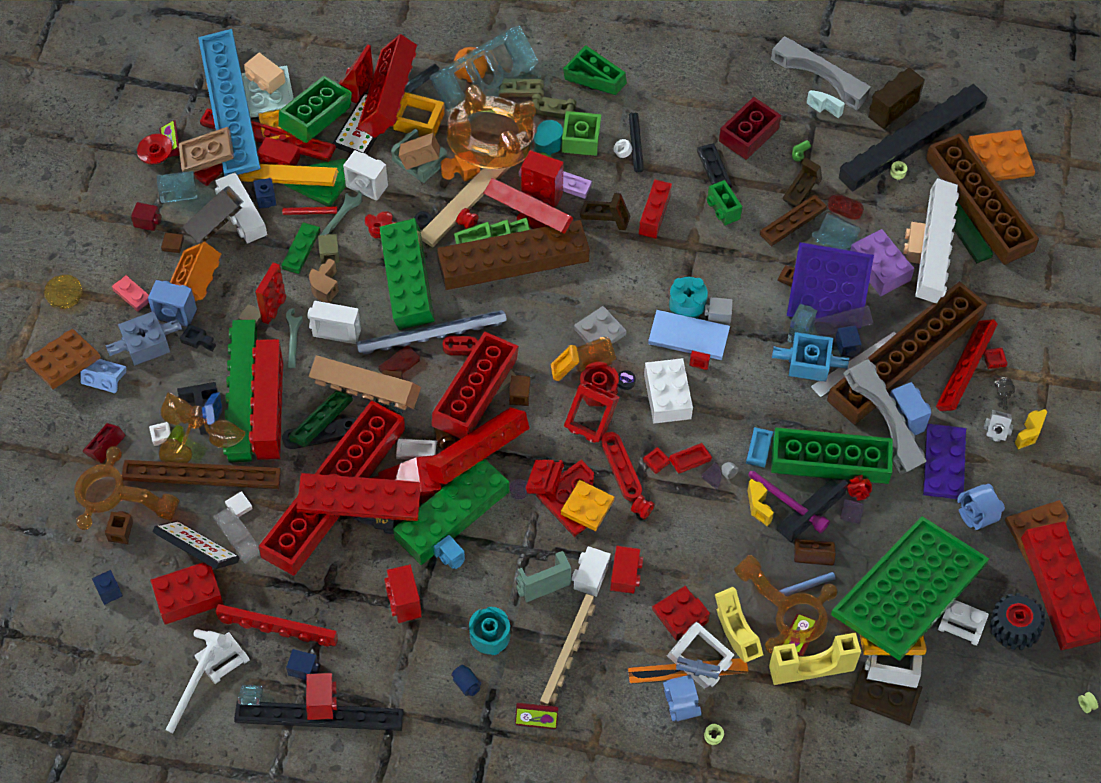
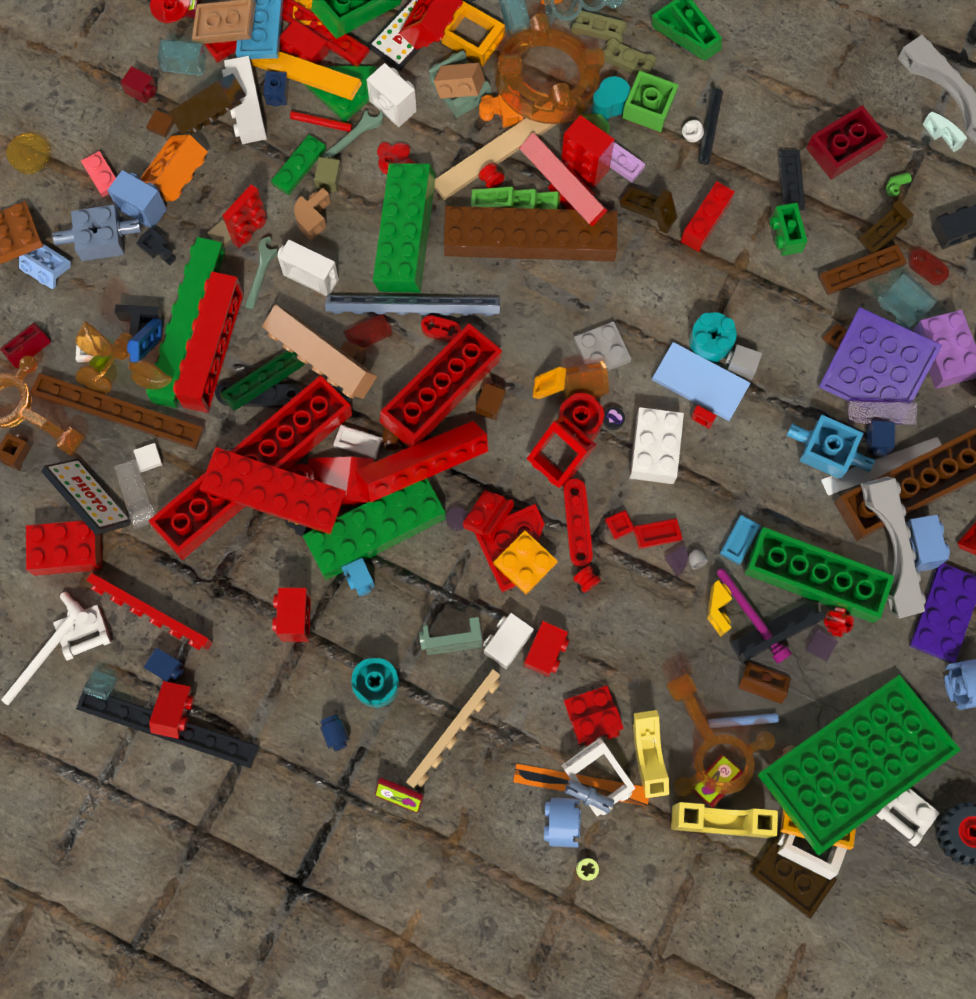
camera: 15 degrees right, 15 degrees up
(423, 219) = (442, 163): black tile -> none
(802, 321) = (834, 403): clear light blue brick -> none

